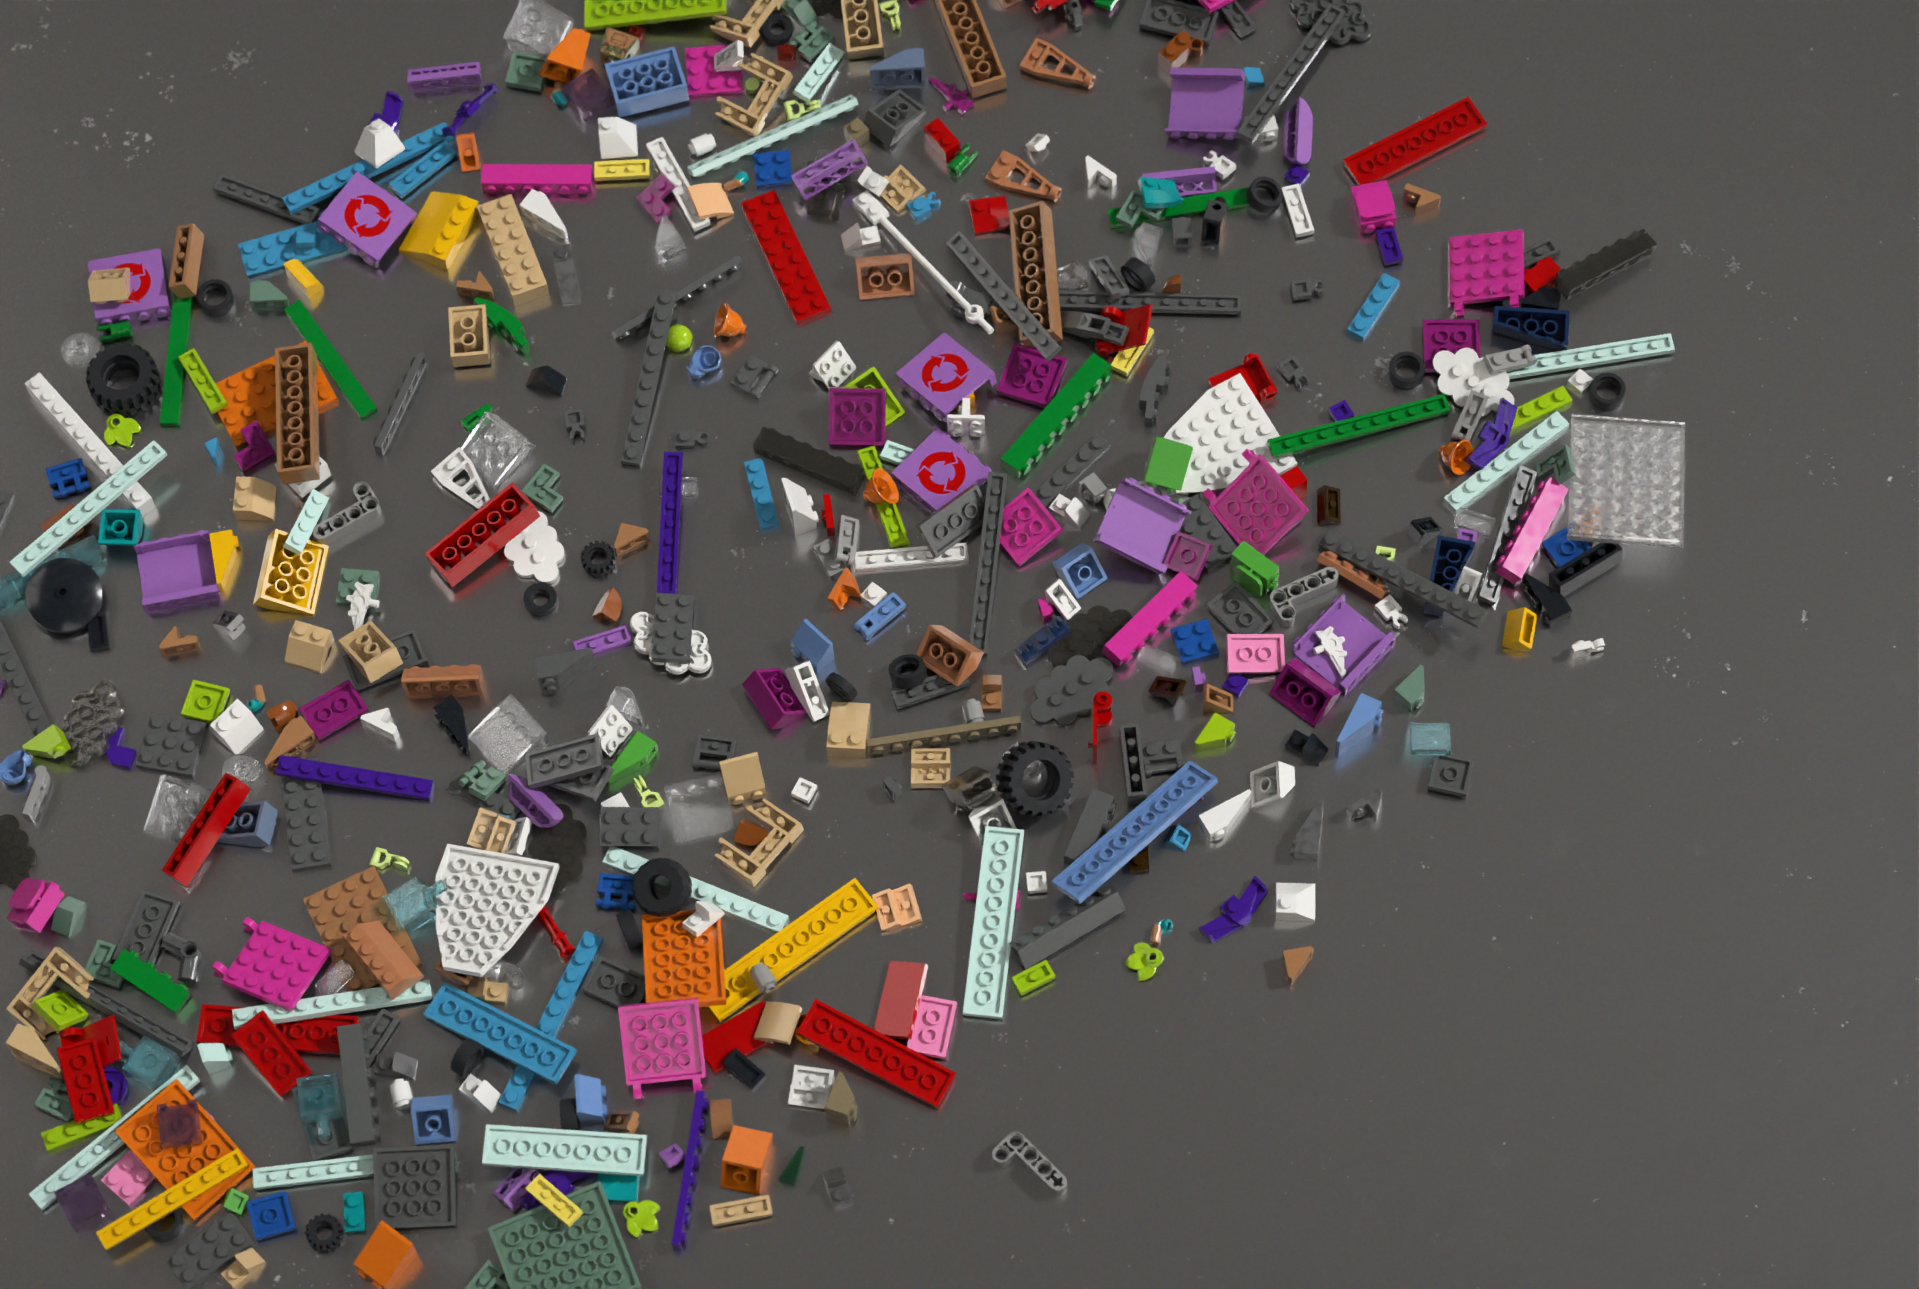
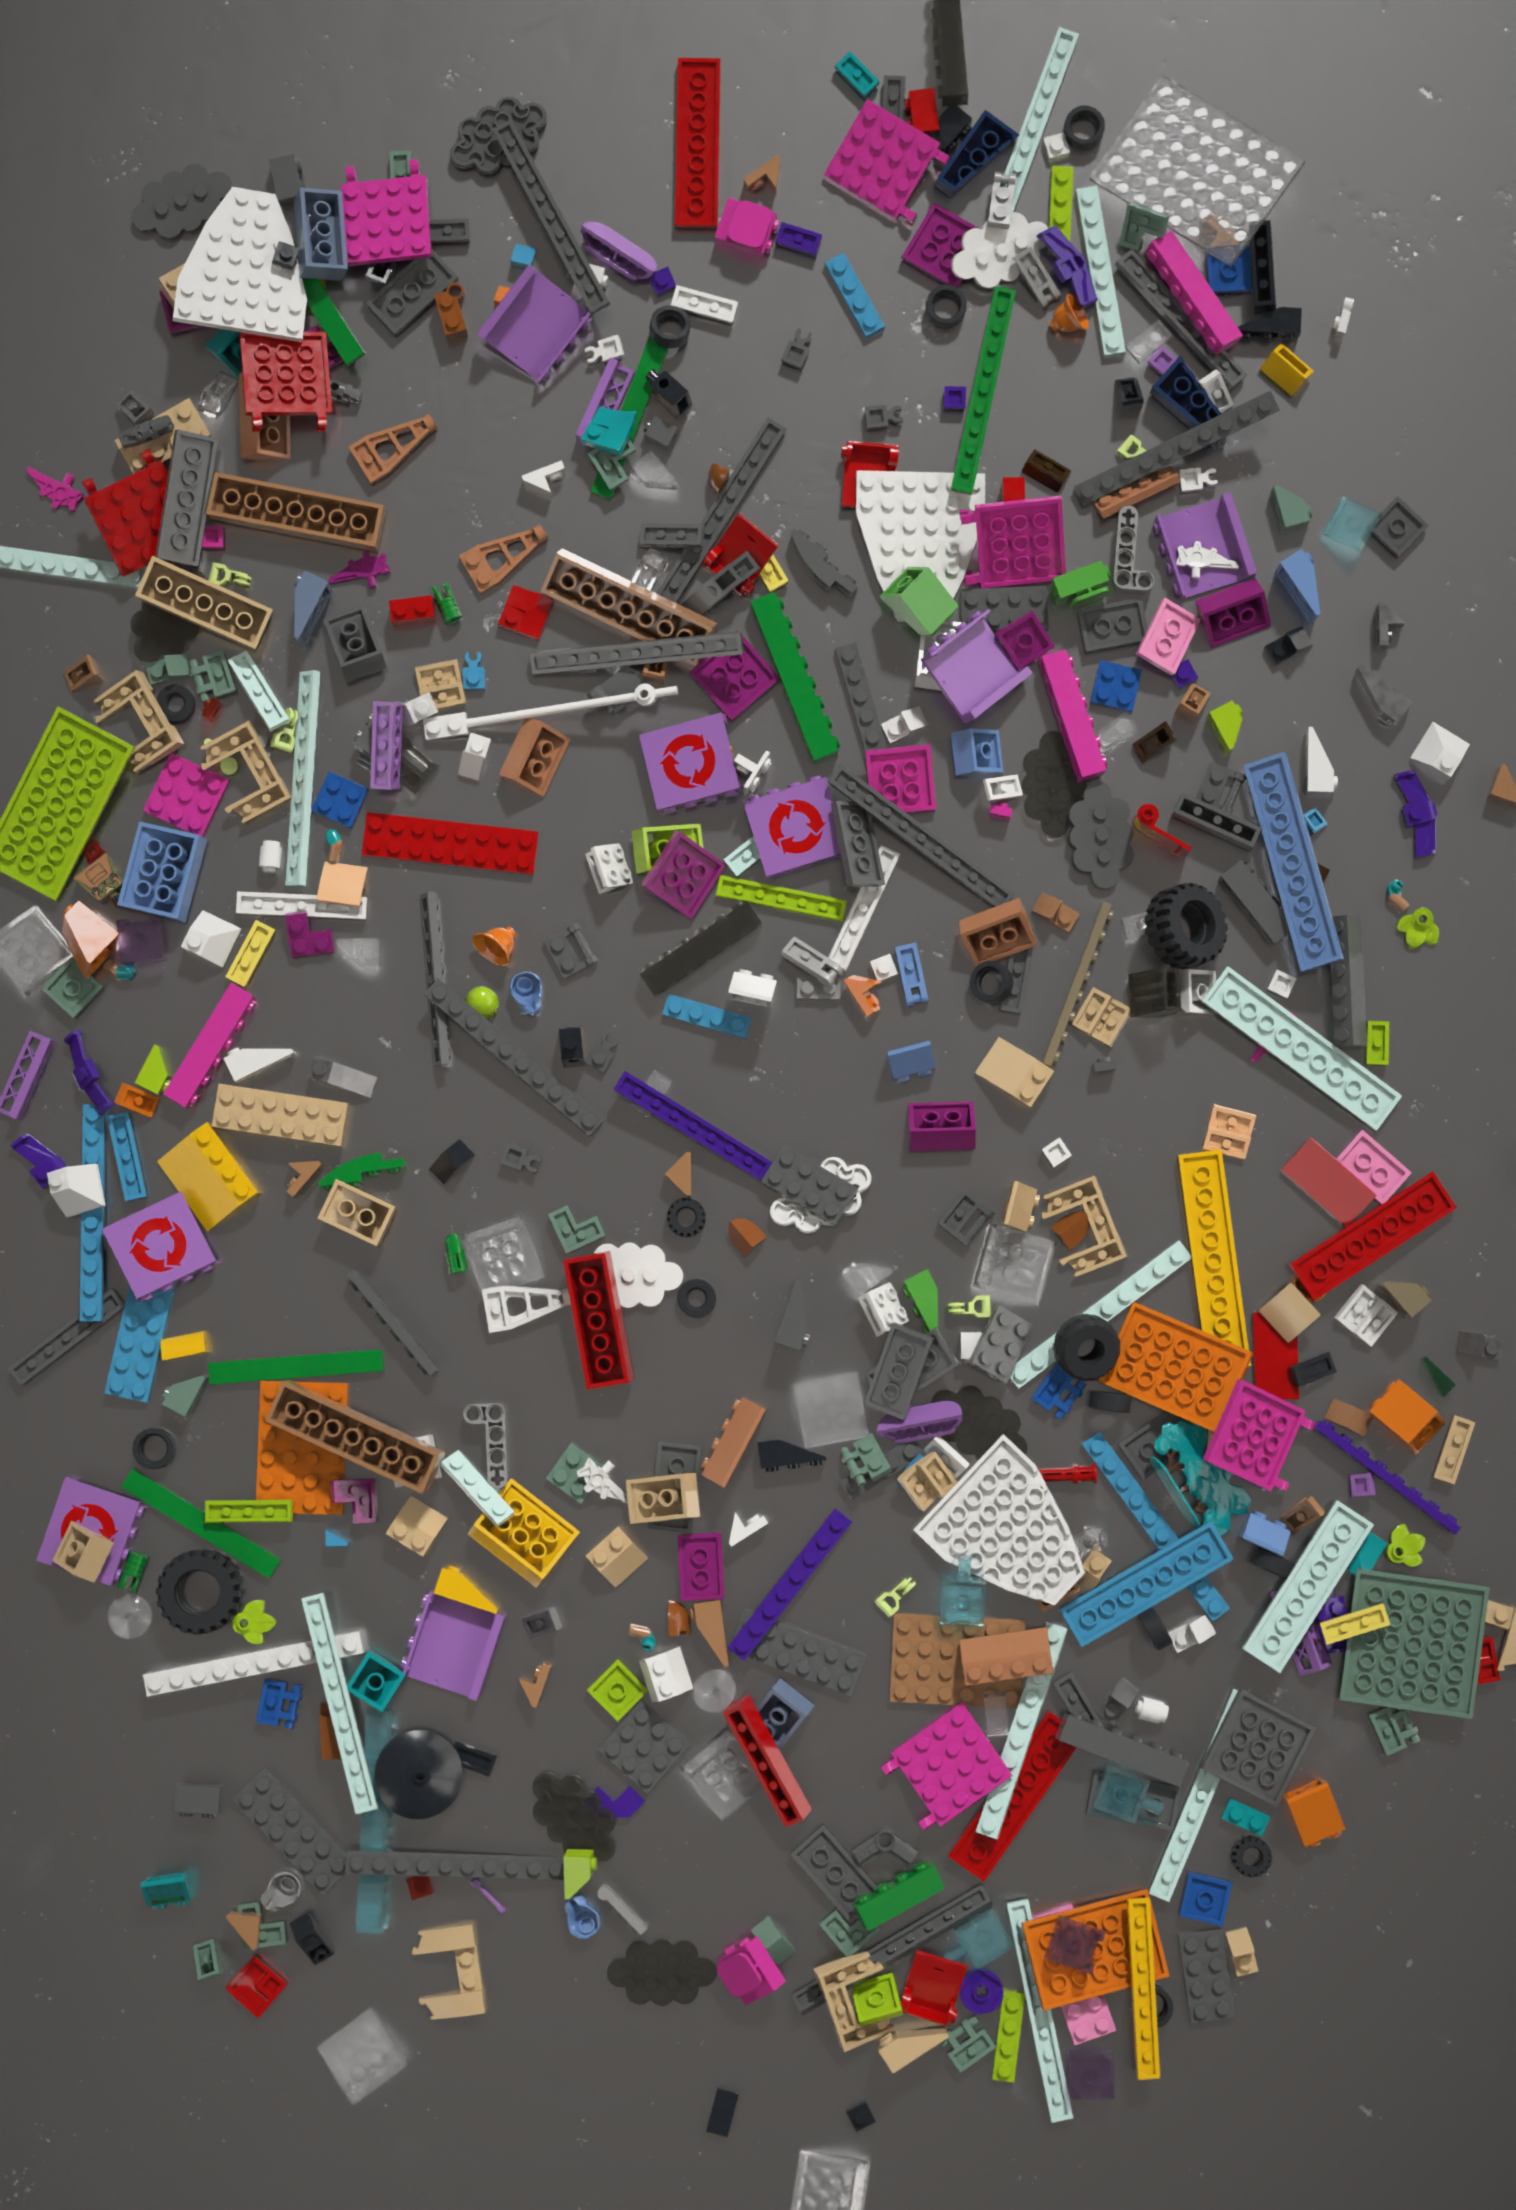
camera: 60 degrees left, 20 degrees up
(85, 1080) = (968, 2011): red tile -> none
(186, 261) = (97, 1457): medium nougat brick -> none
(215, 1057) = (1013, 1871): light aqua slope -> none
(235, 1201) = (1171, 1926): bright green plate -> none
(271, 1053) = (1043, 1815): red plate -> none
(306, 239) = (143, 1320): dark azure slope -> none
(433, 1119) = (1195, 1692): medium blue slope -> none
(497, 151) = (154, 1072): none -> lime slope
(605, 640) = (779, 1262): medium lavender tile -> none
(605, 1031) = (1204, 1480): none -> teal plant
(681, 411) = (571, 1046): none -> black torso
(703, 918) = (1140, 1325): white slope -> none
(729, 57) = (188, 772): white slope -> none
(763, 978) = (1237, 1301): light grey brick -> none
(807, 689) = (952, 1090): white slope -> none
(827, 514) = (772, 964): red plate -> none
(841, 687) = (971, 1056): black tyre -> none
(858, 131) = (352, 692): dark tan brick -> none
(881, 488) = (780, 896): orange hat -> none
(973, 711) = (1070, 943): light grey brick -> none
(1037, 143) = (472, 516): white plate -> none
(1042, 640) = (1031, 832): dark blue plate -> none
(1093, 488) = (897, 688): light grey brick -> none
(1138, 274) = (687, 505): black tyre -> none
(1198, 679) = (1160, 706): medium lavender plate -> none
(1271, 783) = (1312, 703): white slope -> none
(1539, 219) = (857, 74): none -> teal plate

